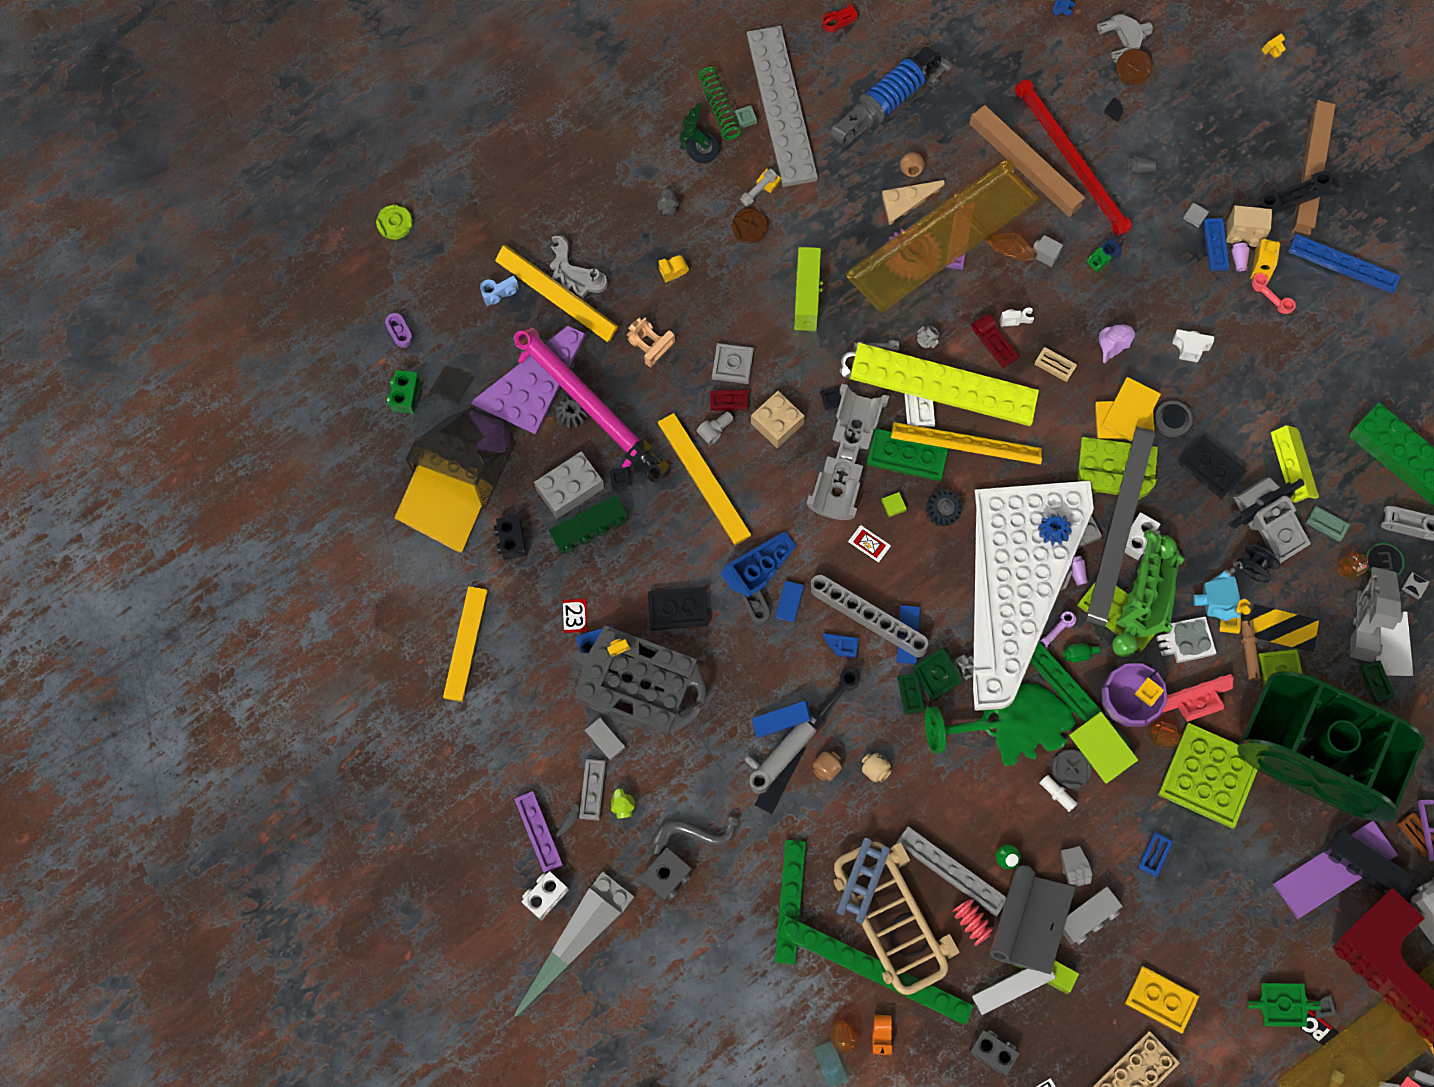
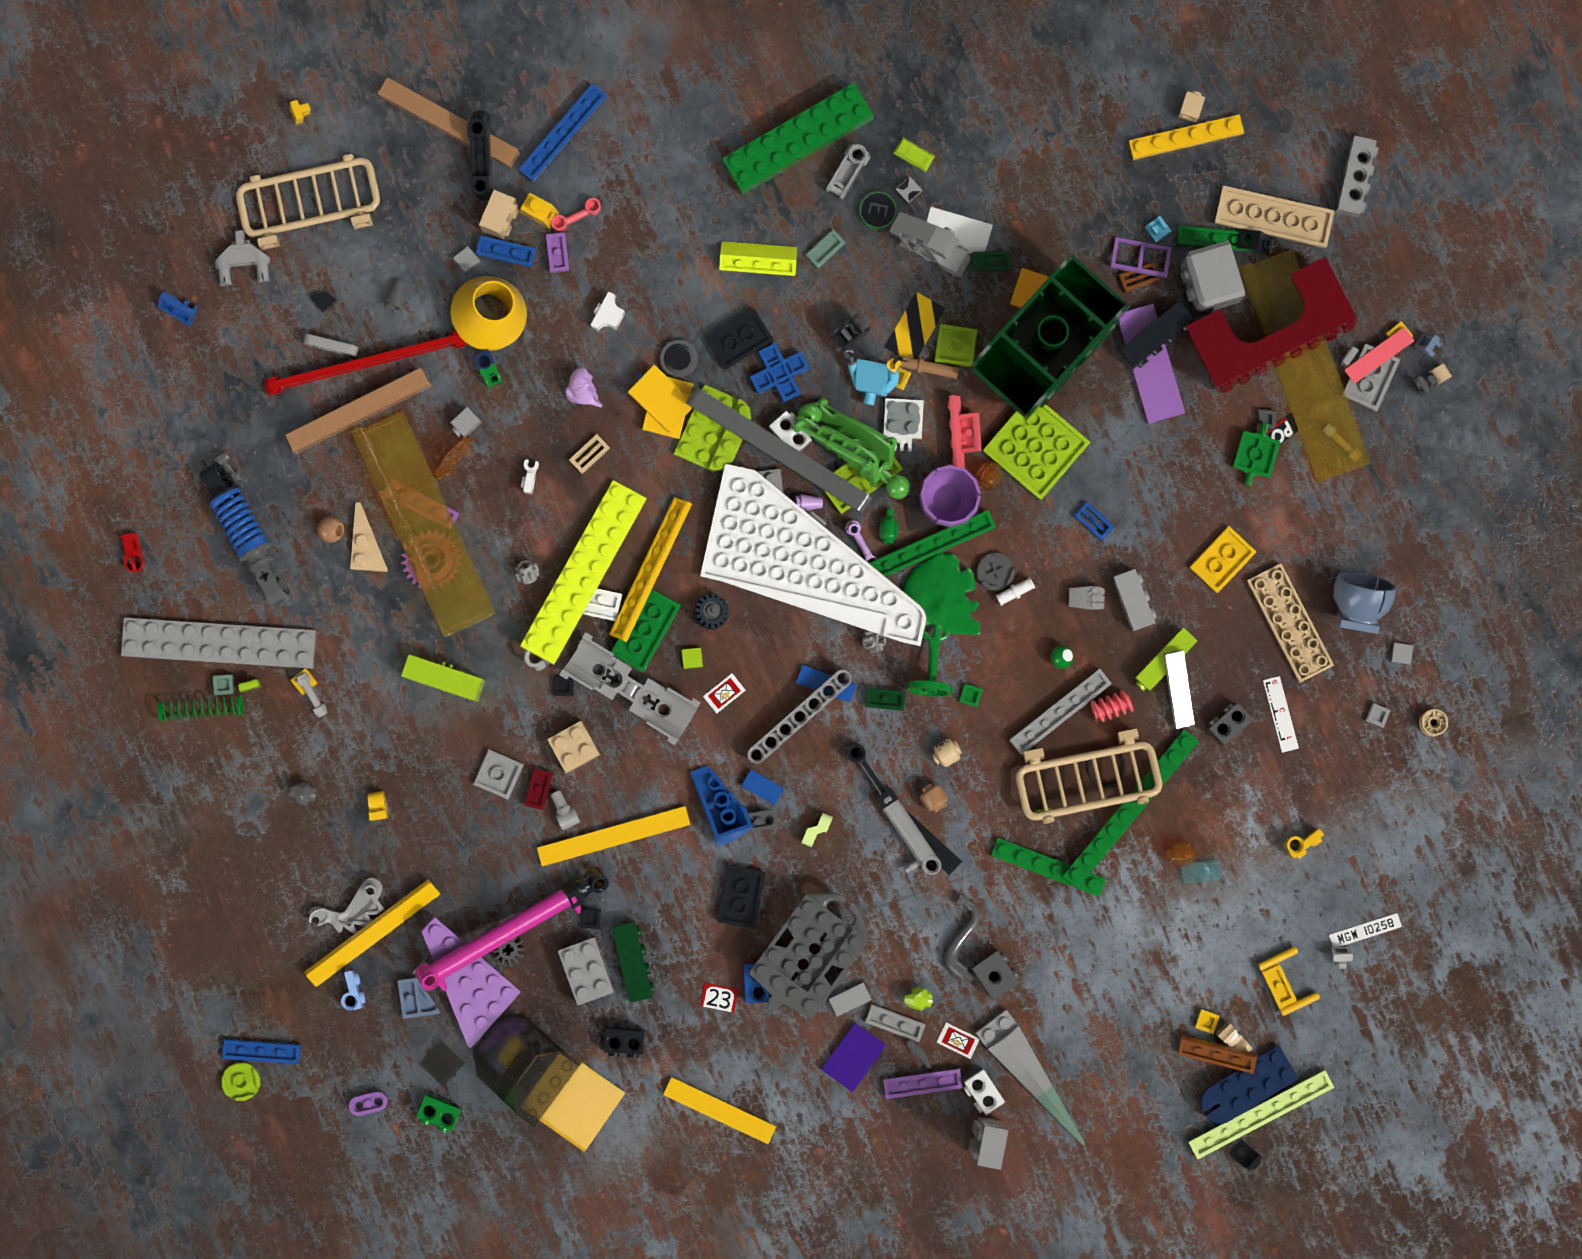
camera: 80 degrees left, 15 degrees up
(425, 231) = (261, 1051): none -> blue tile
(491, 901) = (988, 1142): none -> light grey brick
(502, 346) = (415, 999): none -> sand blue wing
(548, 758) = (853, 1057): none -> dark purple tile
(590, 858) = (958, 1040): none -> sticker
(618, 646) = (777, 966): yellow plate -> none
(639, 331) = (438, 860): light nougat tile -> none
(700, 144) = (246, 741): plate -> none
(749, 226) = (349, 715): reddish brown tile -> none
(751, 136) = (249, 685): none -> lime tile
(757, 657) = (822, 826): none -> yellowish green piece
(782, 719) = (878, 828): blue tile -> none
(842, 645) = (819, 749): blue tile -> none
(868, 892) = (1063, 796): sand blue bar -> none
(882, 1035) = (1188, 819): orange leg -> none
(891, 346) = (525, 609): light grey bar -> none
(939, 674) = (875, 667): dark green plate -> none
(940, 777) = (971, 695): none -> green tile
(993, 340) = (549, 507): dark red plate -> none
(1026, 921) = (1120, 656): dark grey door -> none
(1060, 524) = (767, 508): blue gear -> none
(1077, 123) = (330, 345): none -> light grey beam
(1103, 747) = (986, 536): lime tile -> none
(1133, 67) = (282, 265): reddish brown tile -> none
(1145, 252) = (482, 332): none -> yellow cone
(1149, 692) = (954, 483): yellow plate -> none
(1193, 511) = (779, 372): none -> blue plate
(1199, 116) = (359, 221): none -> tan bar
(1232, 288) = (557, 252): none -> medium lavender plate
(1240, 255) = (526, 232): lavender cone -> none
(1271, 512) = (808, 301): light grey piece -> none
(1353, 565) = (875, 242): clear orange head -> none

